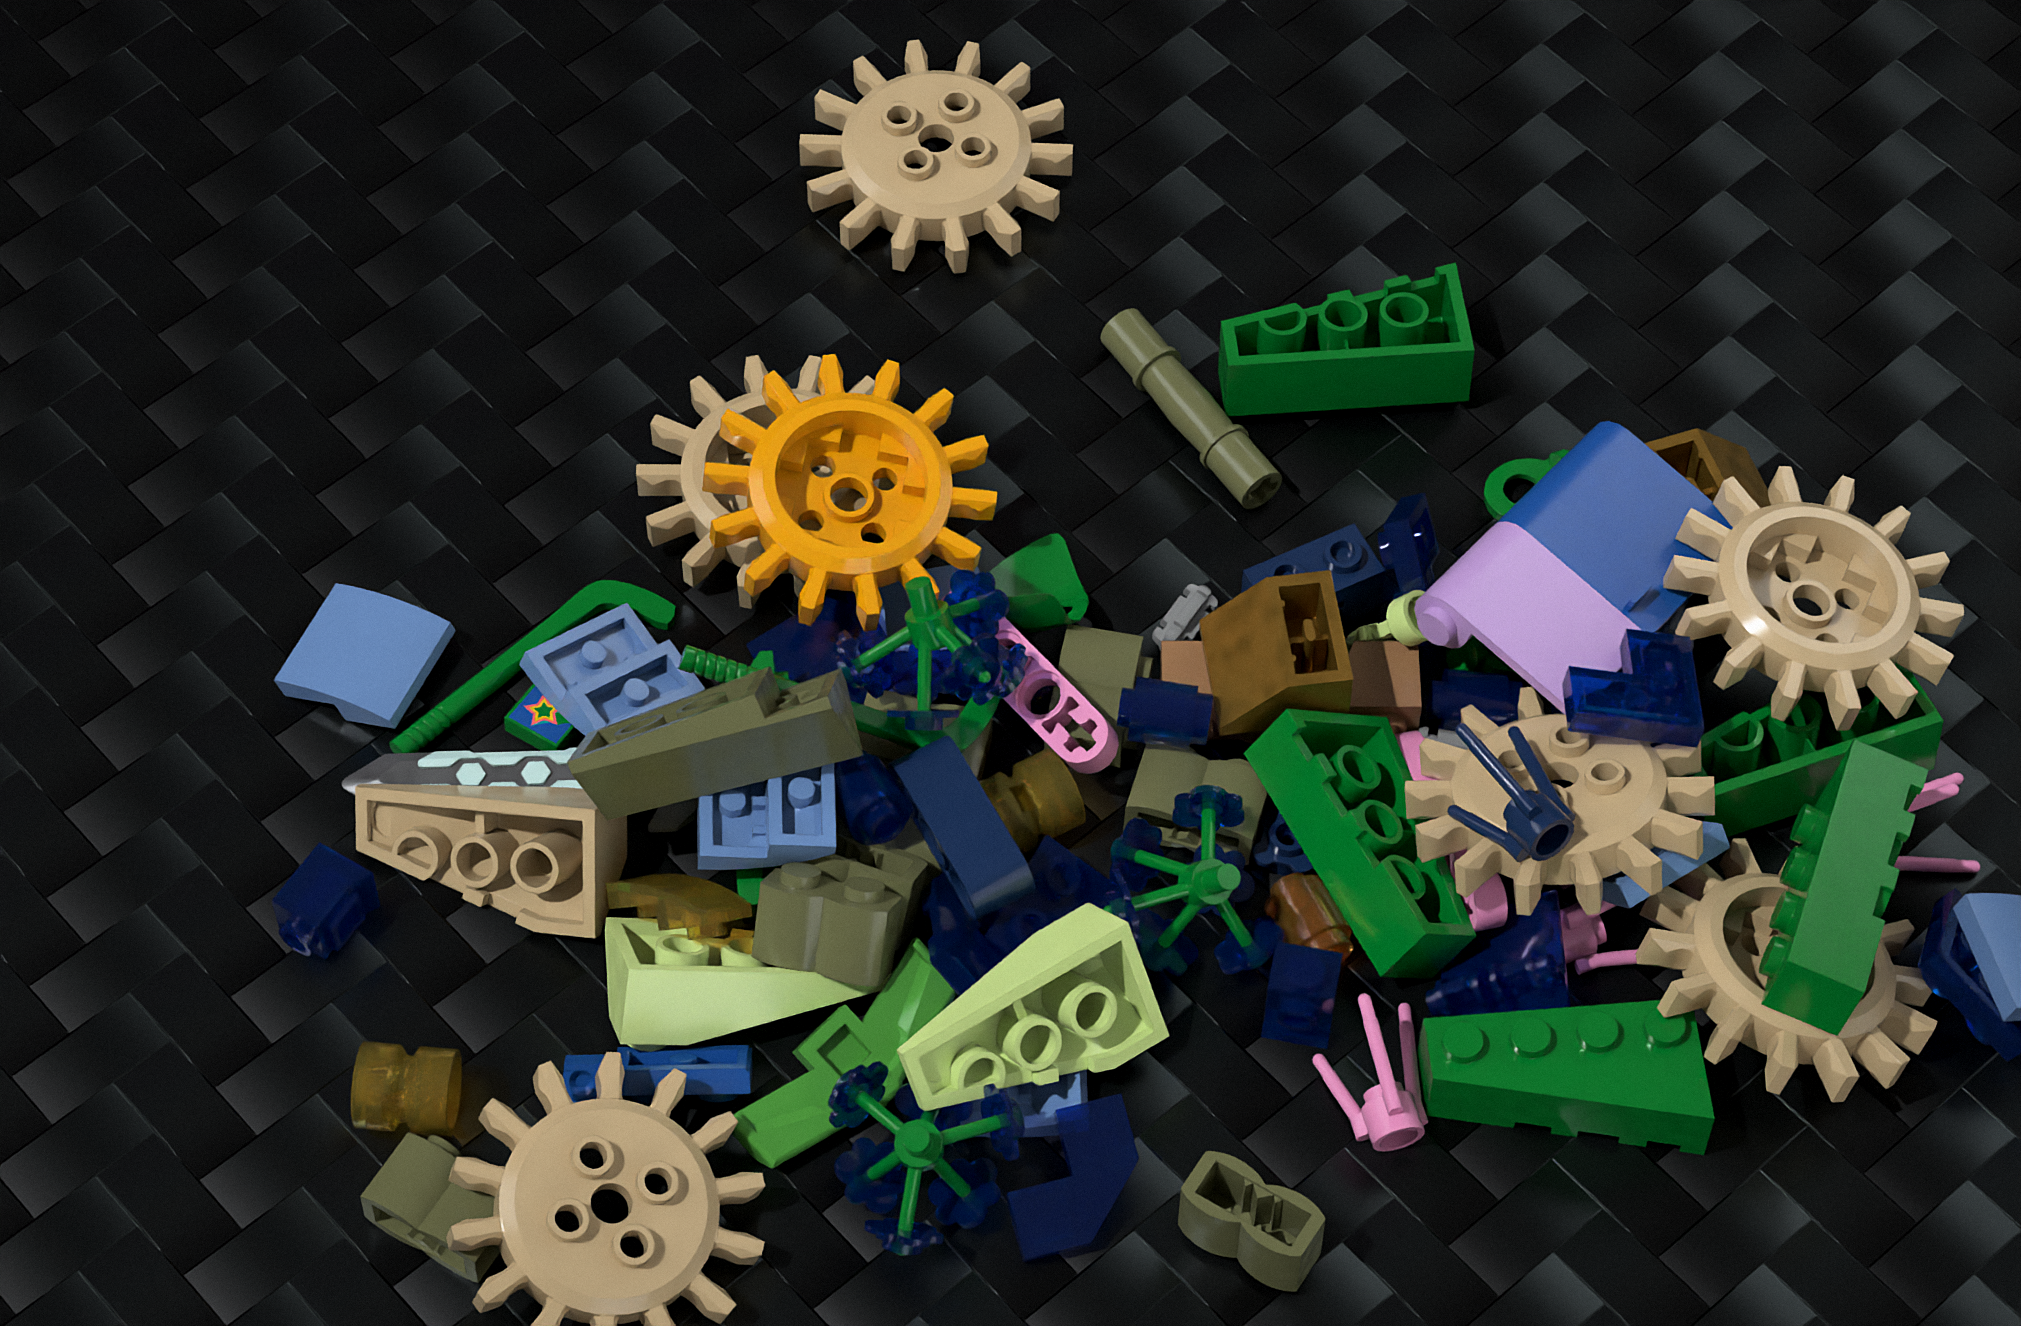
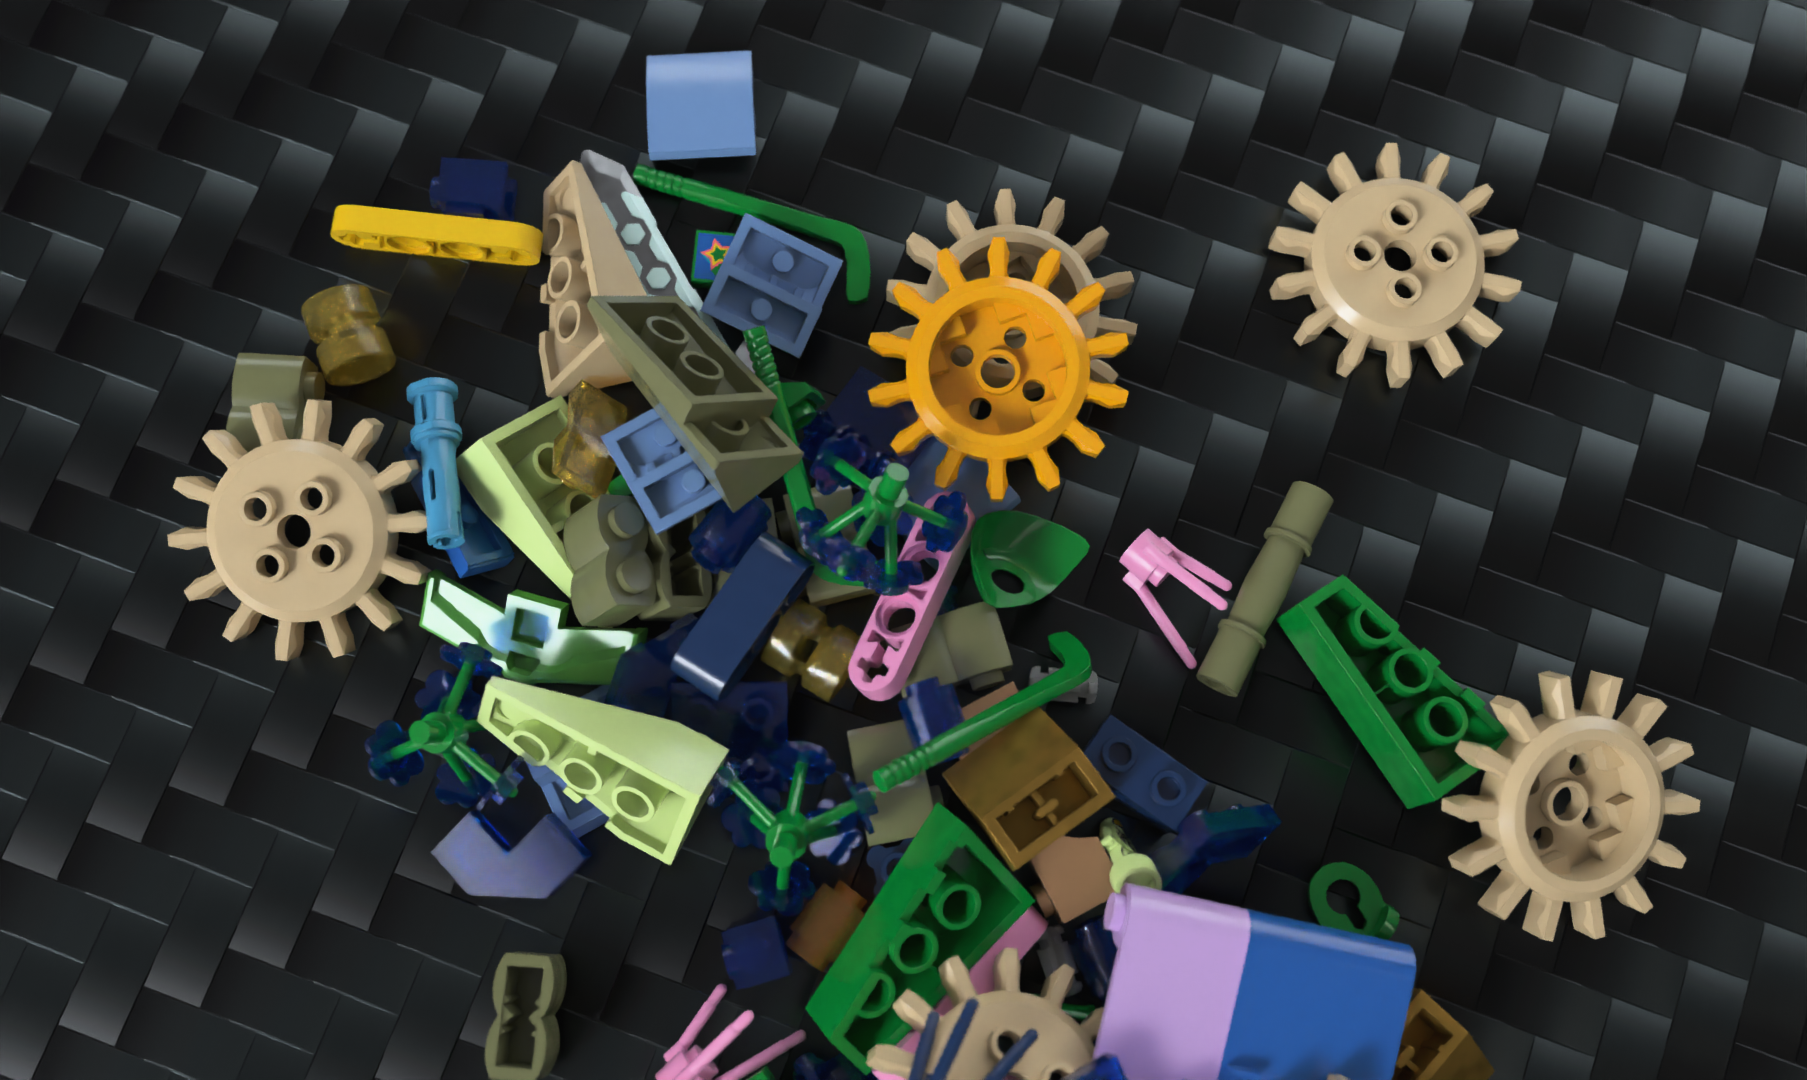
camera: 60 degrees right, 20 degrees up
(343, 963) = (437, 235): none -> yellow beam
(588, 1035) = (437, 439): none -> dark azure pin
(1109, 483) = (1153, 561): none -> bright pink plant
(1184, 587) = (1075, 671): none -> green piece
(1582, 272) = (1612, 777): none -> tan gear

